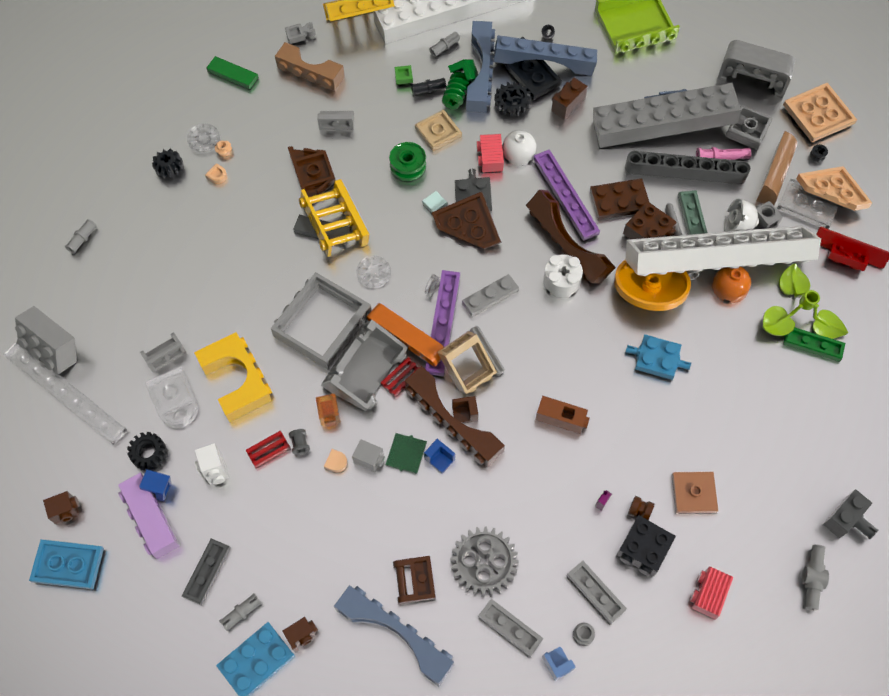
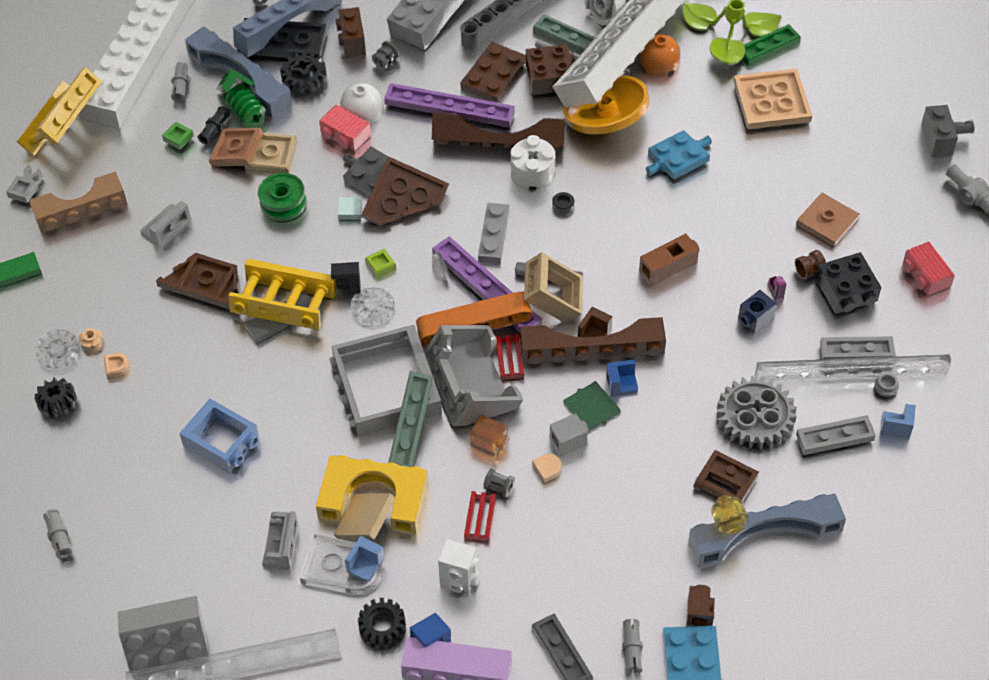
camera: 50 degrees left, 10 degrees down
(179, 407) = (364, 559): none -> medium blue panel
(208, 248) = (203, 421): none -> medium blue window
(210, 384) = (364, 516): none -> tan tile
(297, 357) = (411, 419): none -> sand green tile
(372, 603) = (729, 514): none -> clear yellow head
(380, 240) = (347, 274): none -> black panel
(409, 251) = (380, 263): none -> lime tile
(422, 109) = (236, 147): none -> nougat plate
(551, 317) = (563, 203): none -> black tile
(569, 130) = (385, 55): none -> dark grey bush
(575, 496) = (757, 310): none -> dark blue brick
(577, 602) = (852, 368): none -> clear tile
(765, 380) = (772, 98): none -> light nougat plate

